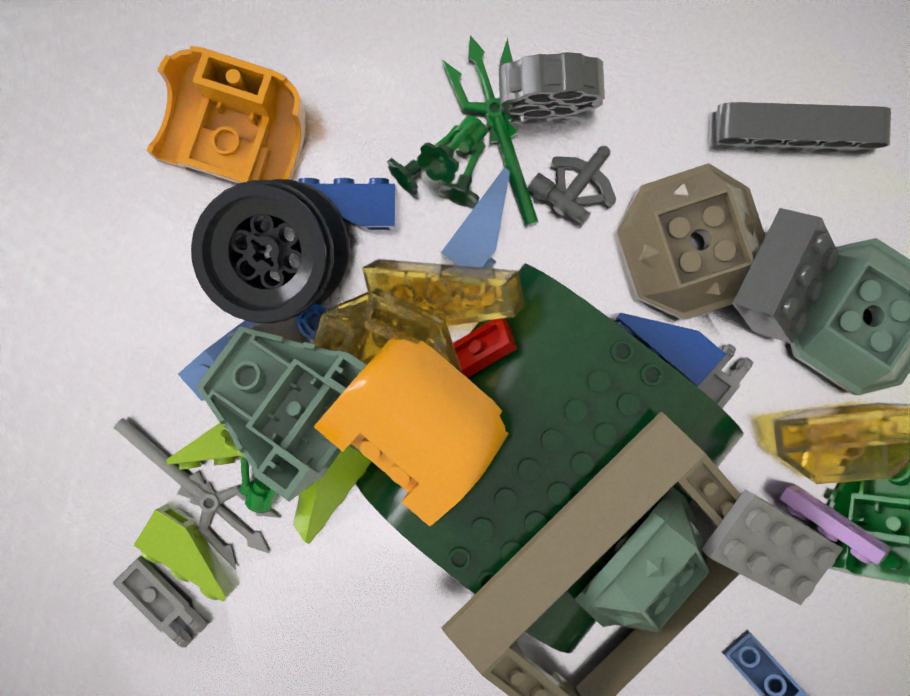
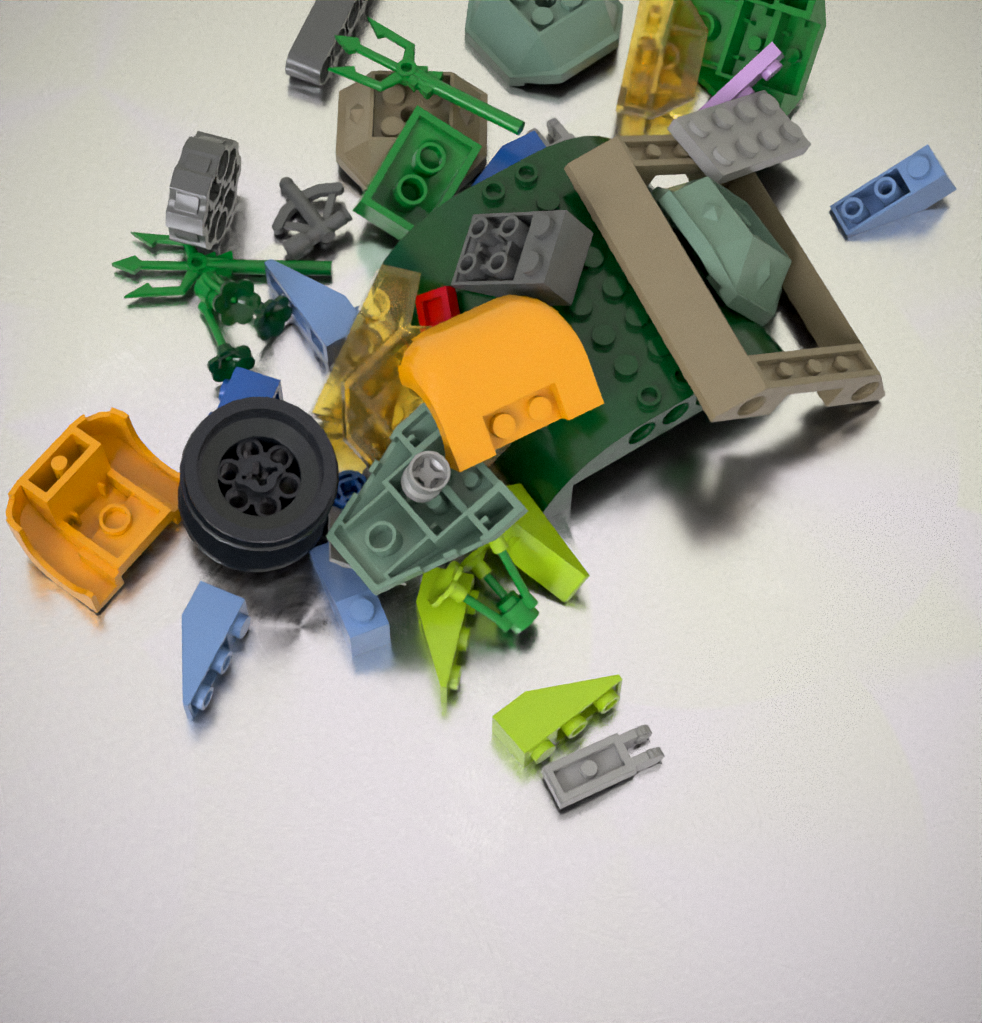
camera: 70 degrees left, 25 degrees down
(150, 254) = (208, 633): none -> medium blue slope
(199, 493) = (490, 685): light grey piece -> none
(291, 405) = (431, 470): none -> light grey wheel
(552, 405) = (524, 255): none -> dark grey slope
(632, 270) = (416, 174): none -> green slope
(734, 232) = (417, 78): none -> green piece
(786, 275) = (478, 53): dark grey brick -> none

